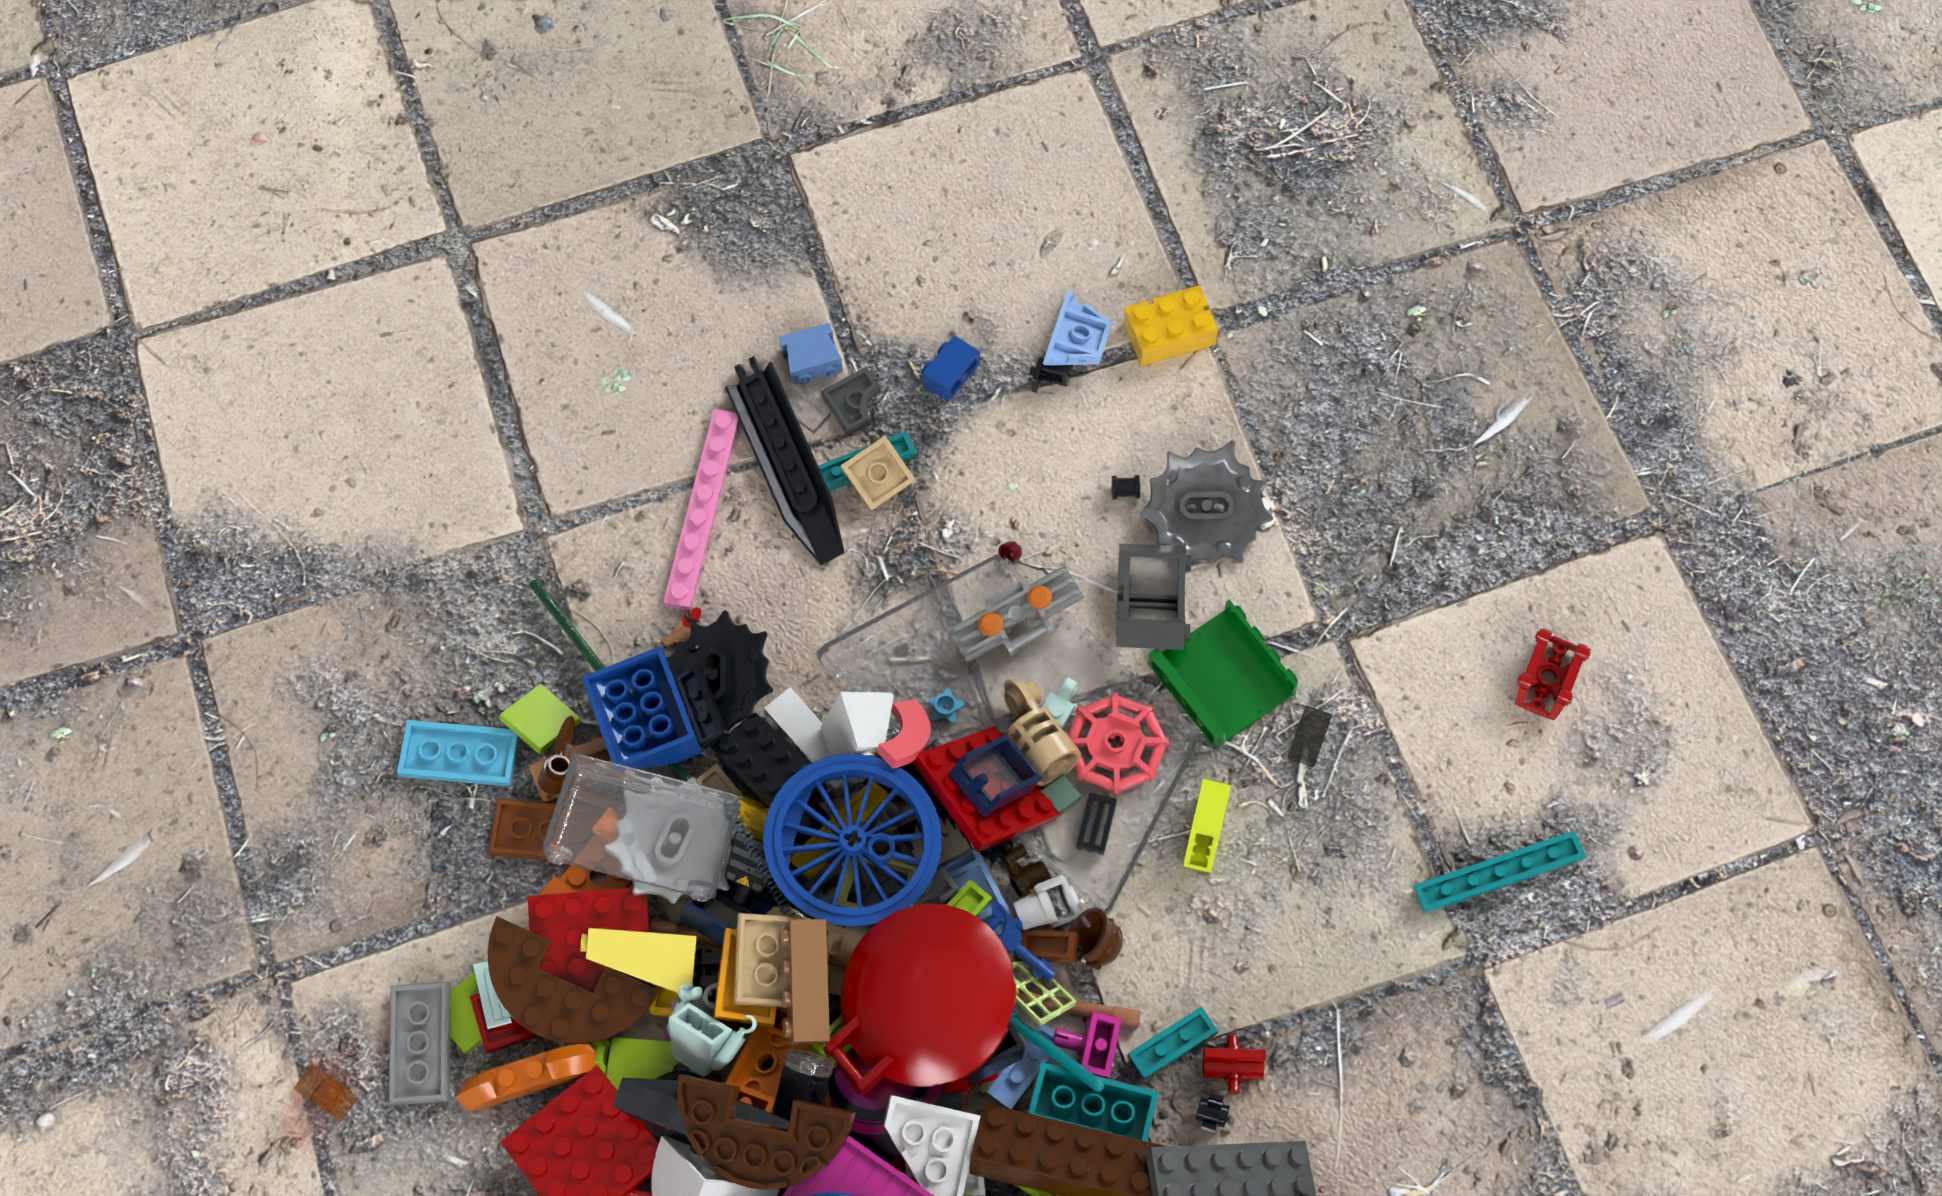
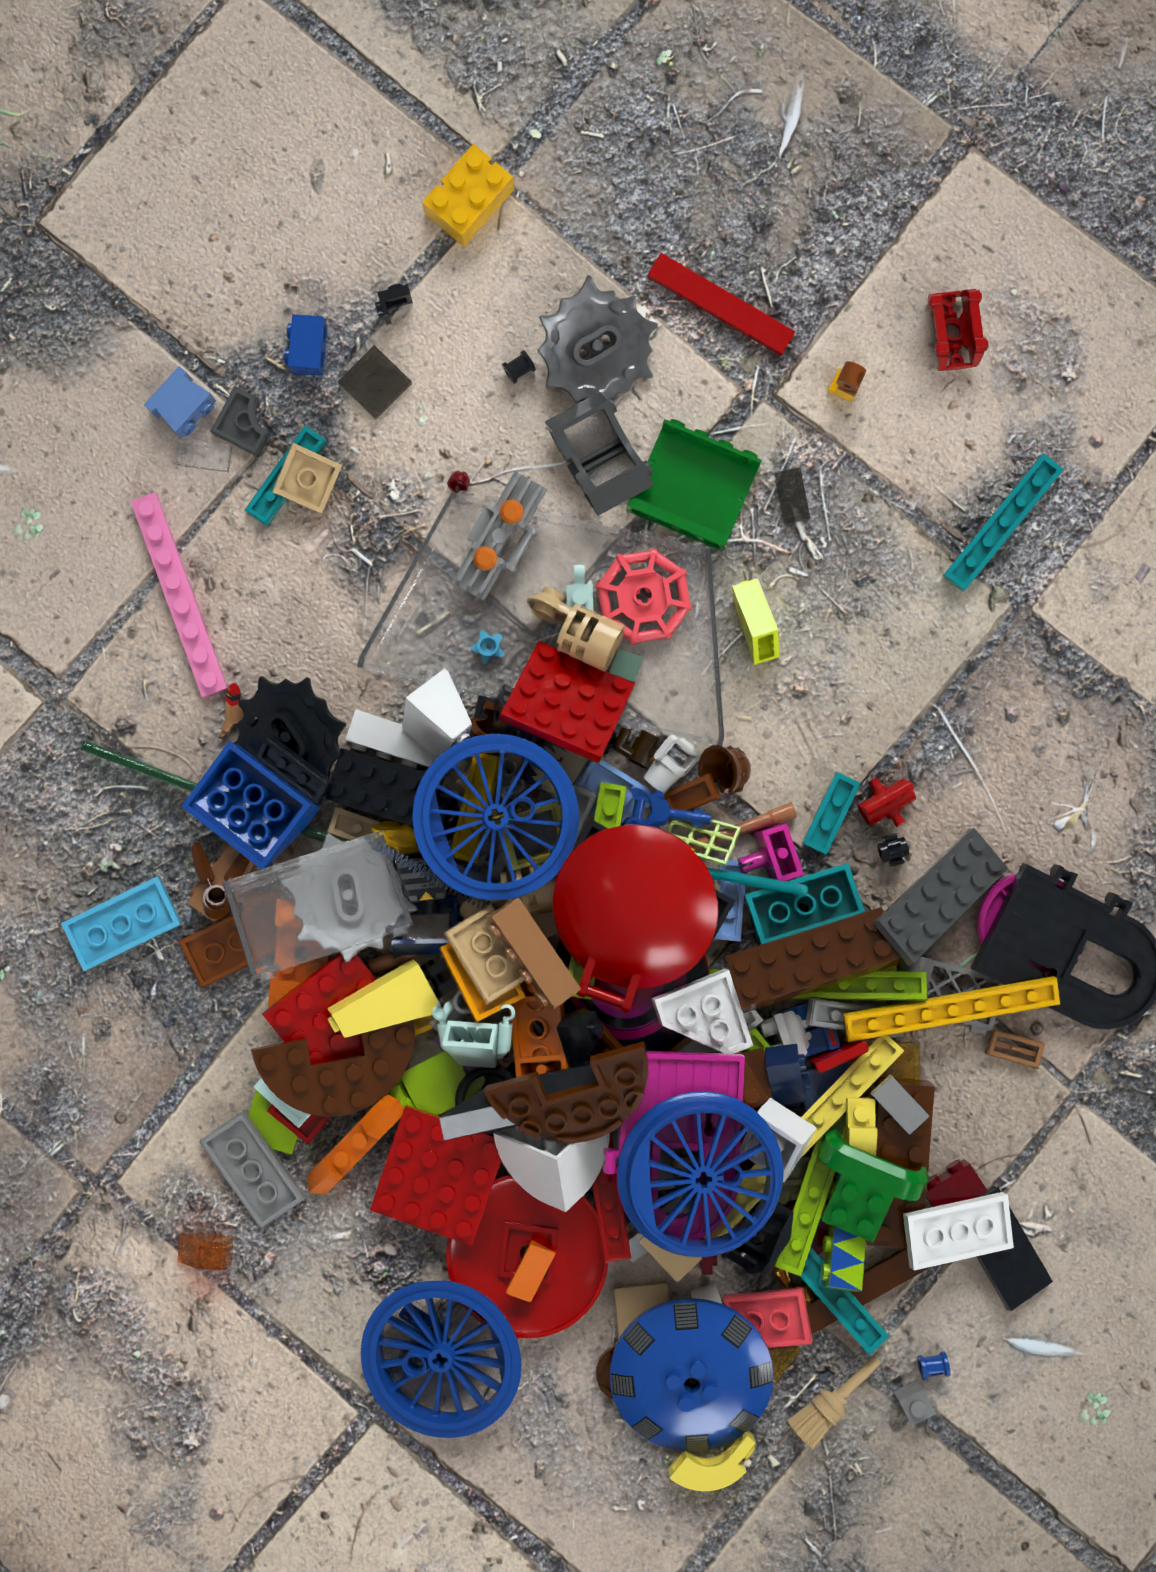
camera: 30 degrees left, 20 degrees up
(537, 718) = (167, 856): lime tile -> none
(786, 460) = (220, 510): black hinge -> none
(809, 1063) = (575, 1014): clear piece -> none
(913, 734) = (486, 694): coral tile -> none
(990, 431) = (375, 382): none -> clear smoke tile
(995, 775) = (573, 691): dark blue window -> none
(1078, 335) = (396, 251): light blue wing -> none
(1091, 846) = (674, 693): black tile -> none
(1344, 537) = (721, 304): none -> red tile
(1421, 663) = (847, 381): none -> dark orange leg

